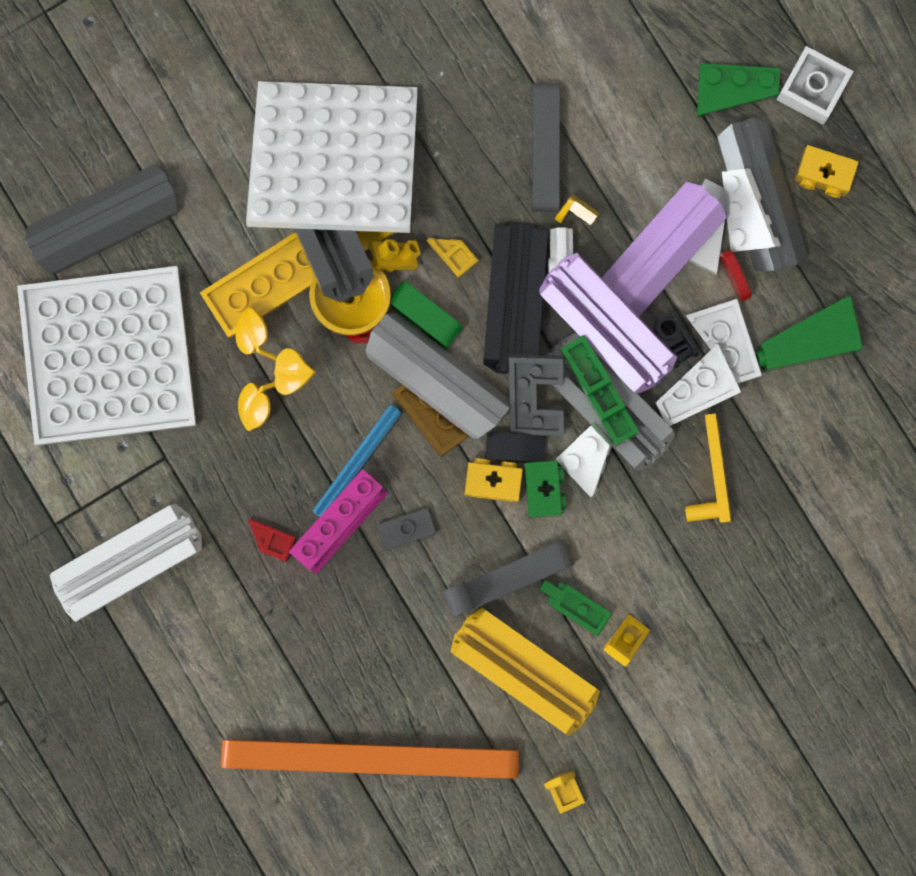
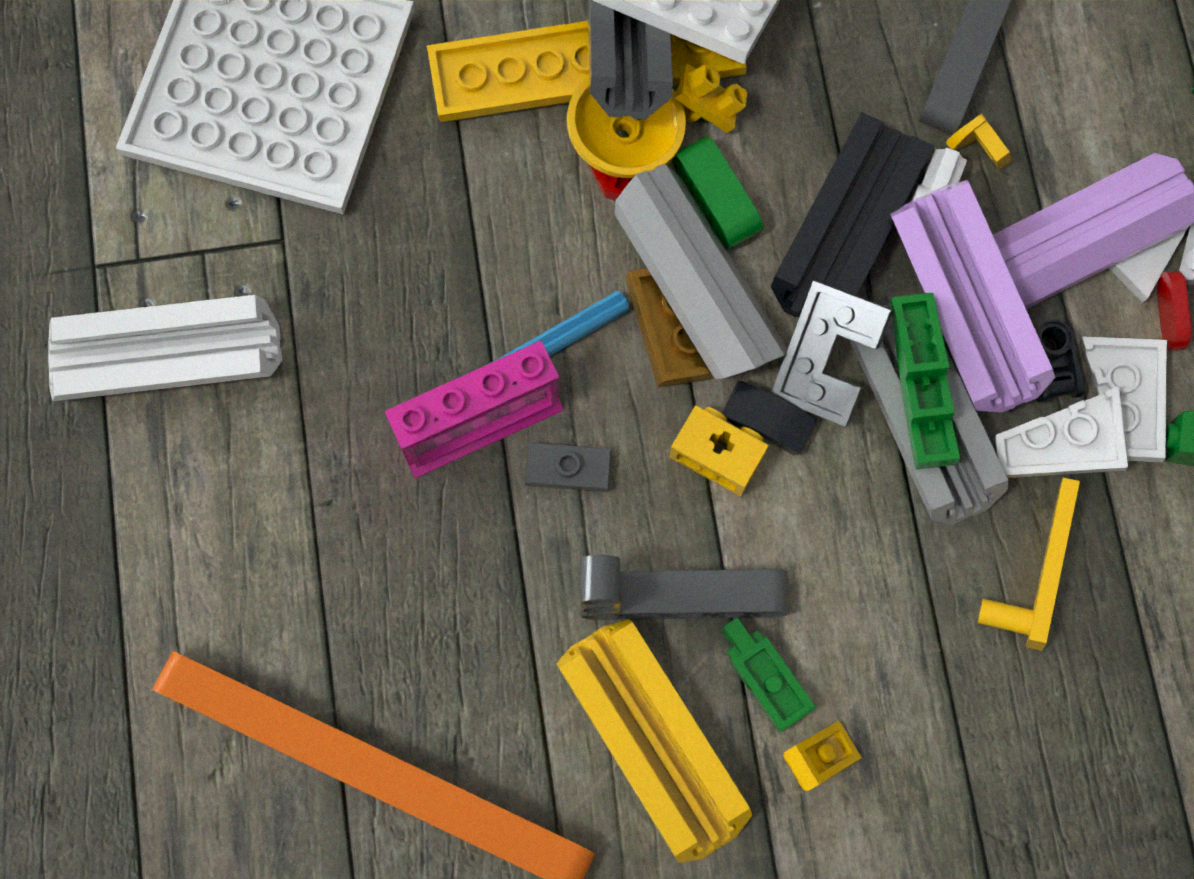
camera: 20 degrees right, 10 degrees down
(271, 540) = (369, 404): red tile -> none
(290, 370) = (493, 179): yellow plant -> none
(454, 255) = (789, 136): yellow tile -> none
(537, 504) = (785, 466): green brick -> none
(587, 458) = (865, 471): white wing -> none

